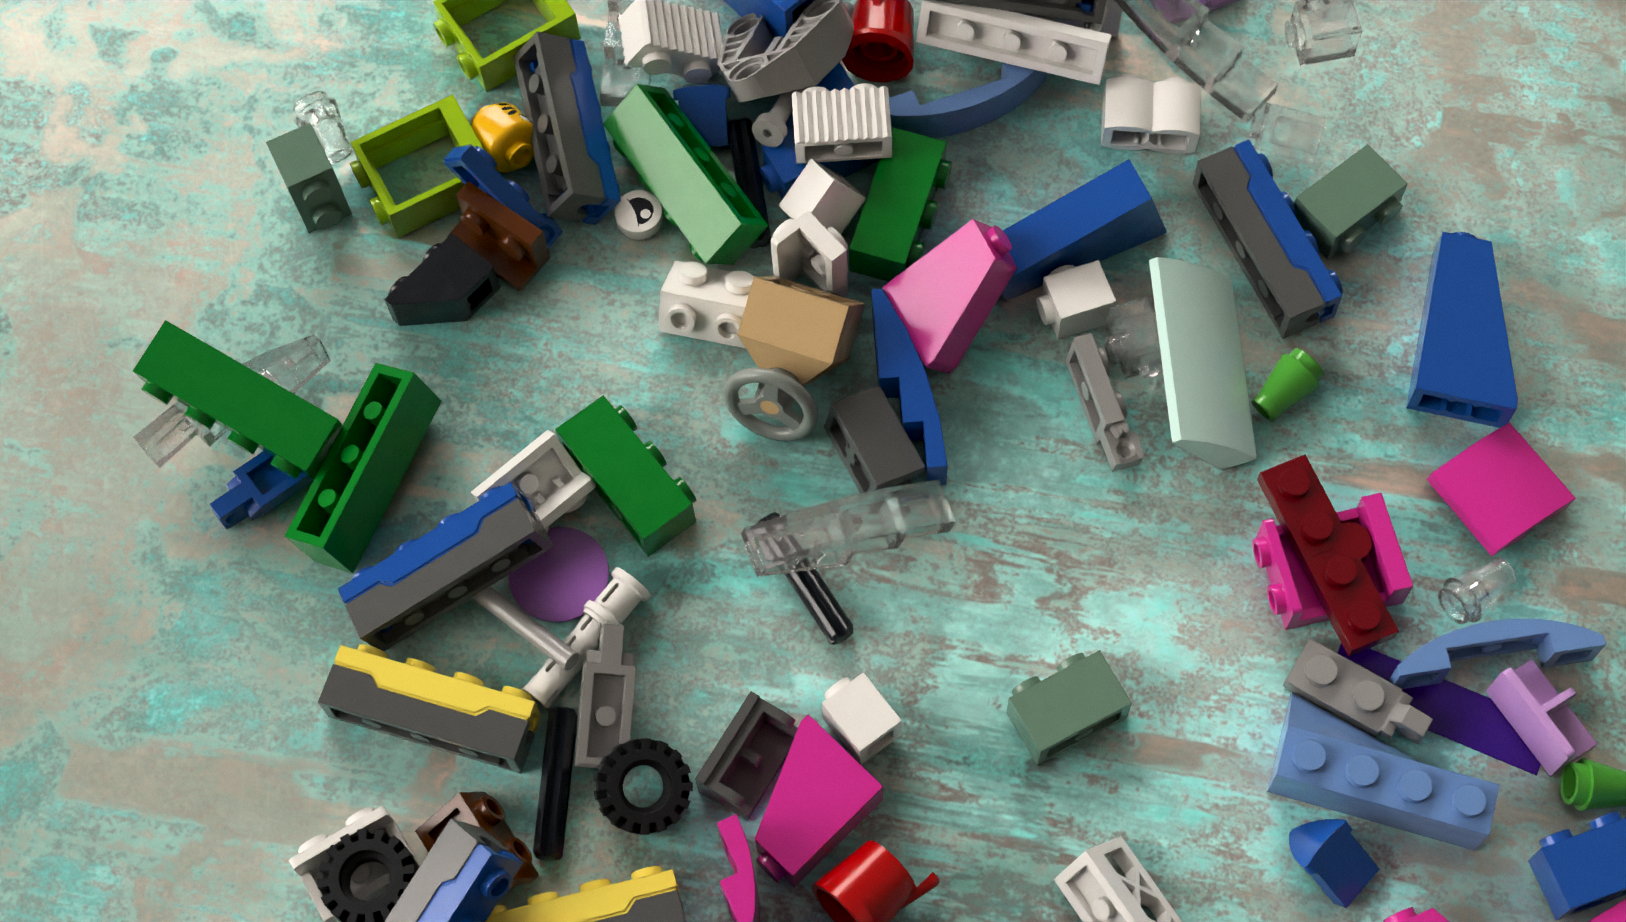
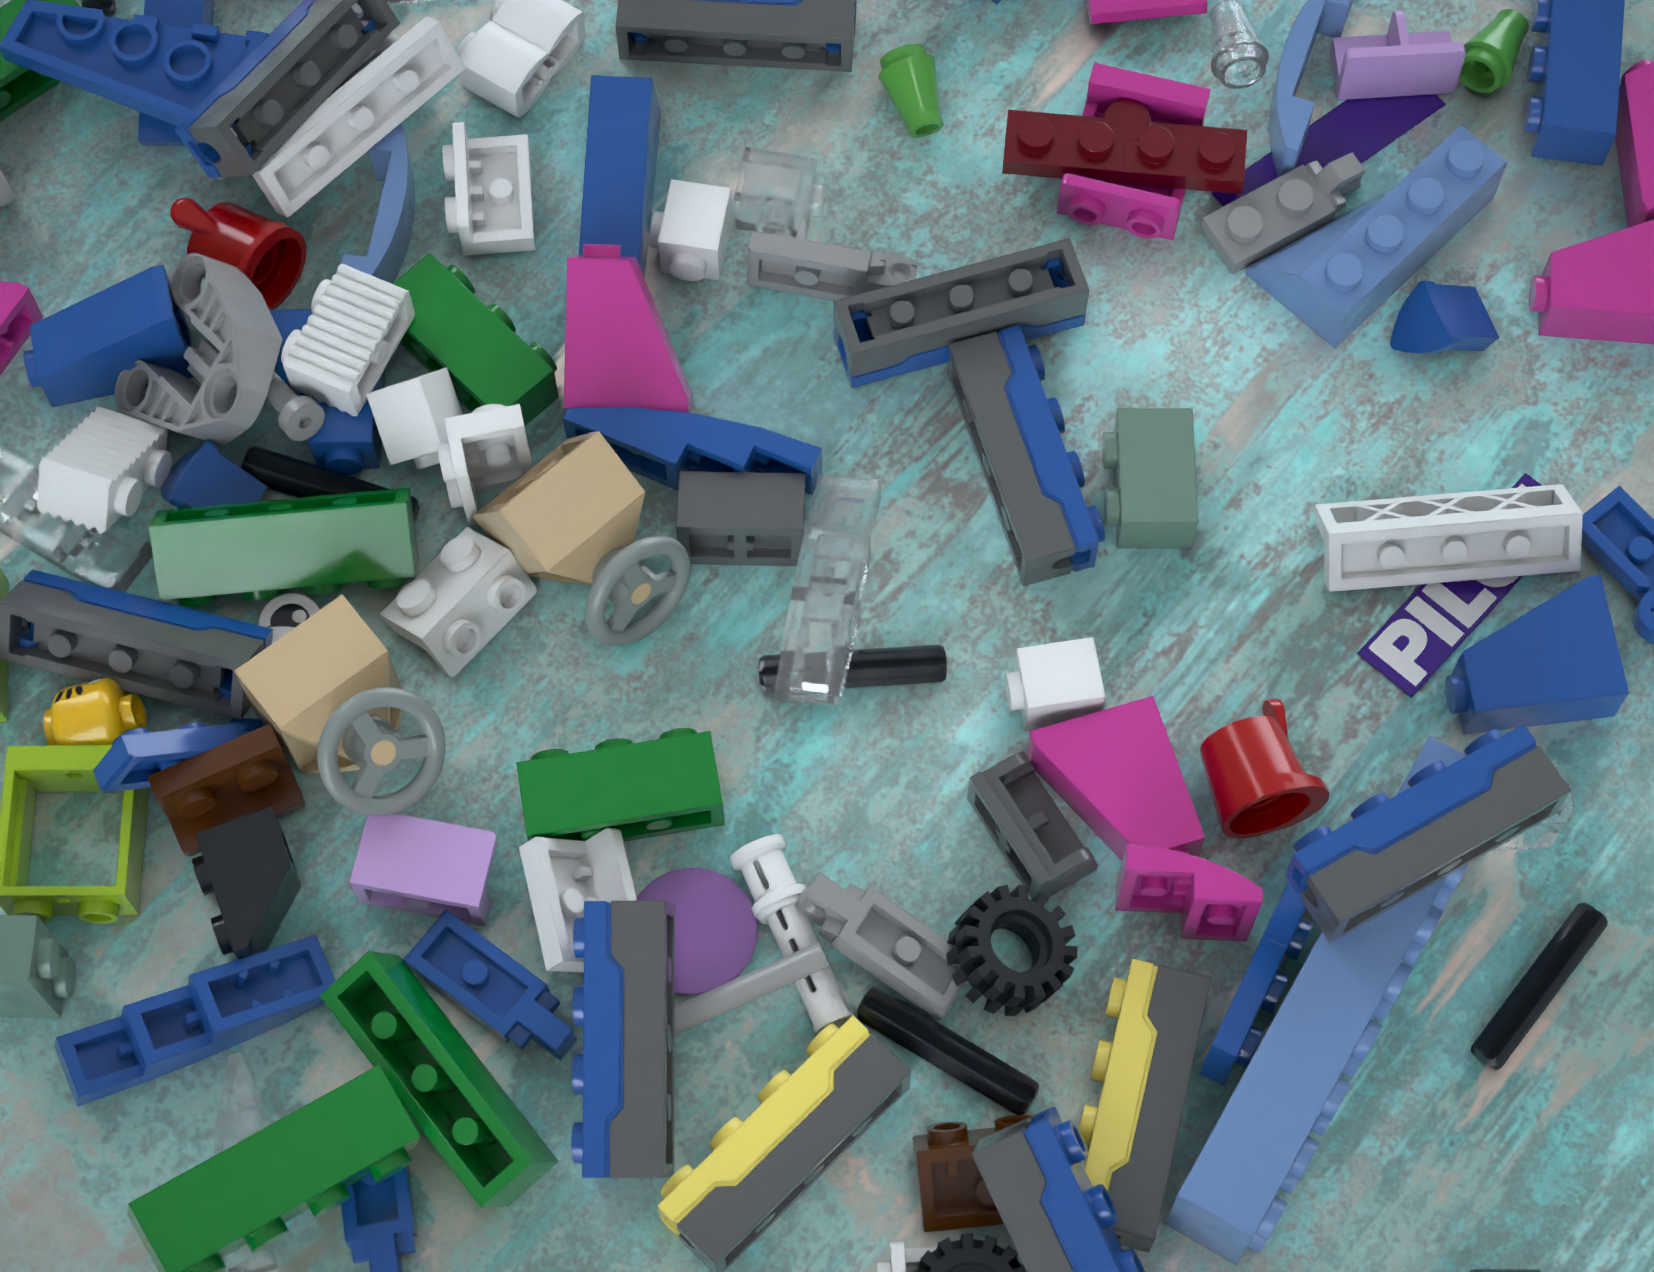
camera: 65 degrees left, 0 degrees up
(339, 307) = (196, 1020): none -> blue slope
(450, 462) = (489, 986): none -> blue hinge
(507, 380) = (424, 867): none -> lavender panel
(591, 268) = (341, 707): none -> tan piece
(1025, 155) = (491, 192): none -> white bracket
(1032, 607) = (1024, 456): none -> piece
(1115, 505) = (916, 320): none -> dark grey piece
(1202, 362) = (850, 143): light aqua slope -> none

